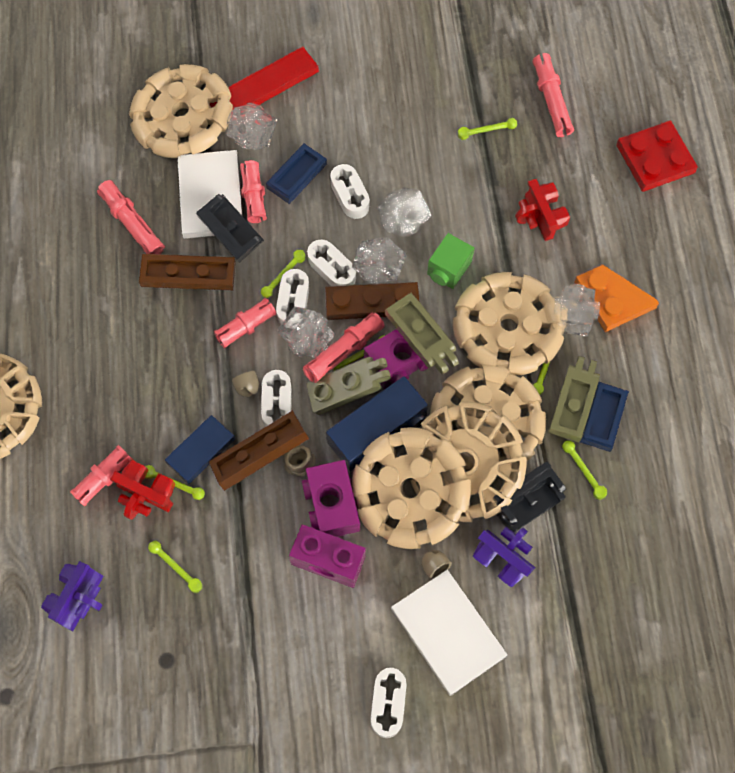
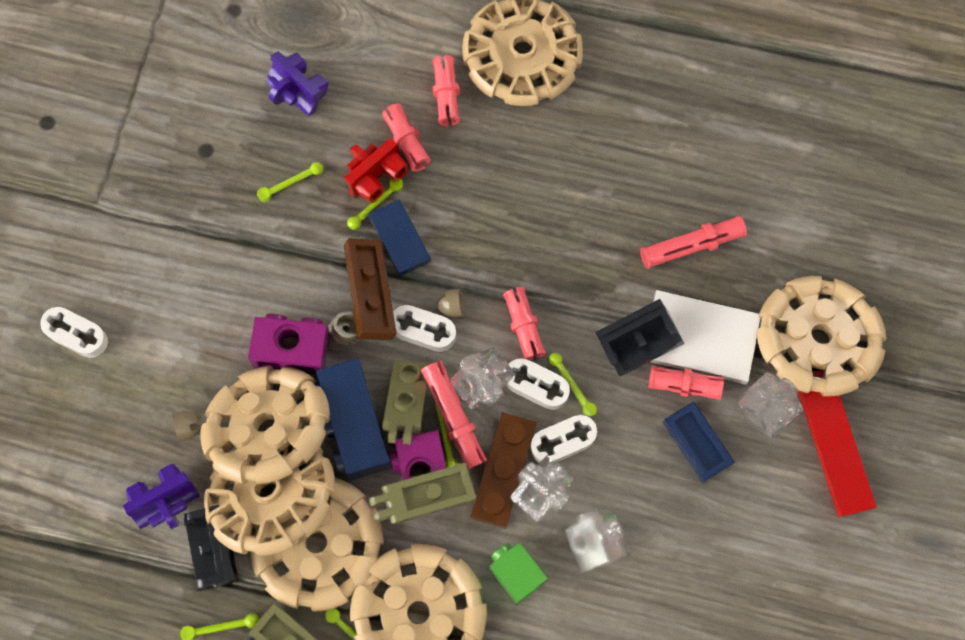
camera: 110 degrees right, 5 degrees up
(42, 458) = (446, 90): none -> coral pin
(187, 272) = (605, 281): reddish brown plate -> none
(327, 556) = (231, 319): magenta brick -> none
(355, 189) = (652, 484): white beam -> none
(448, 632) = (113, 414): white tile -> none

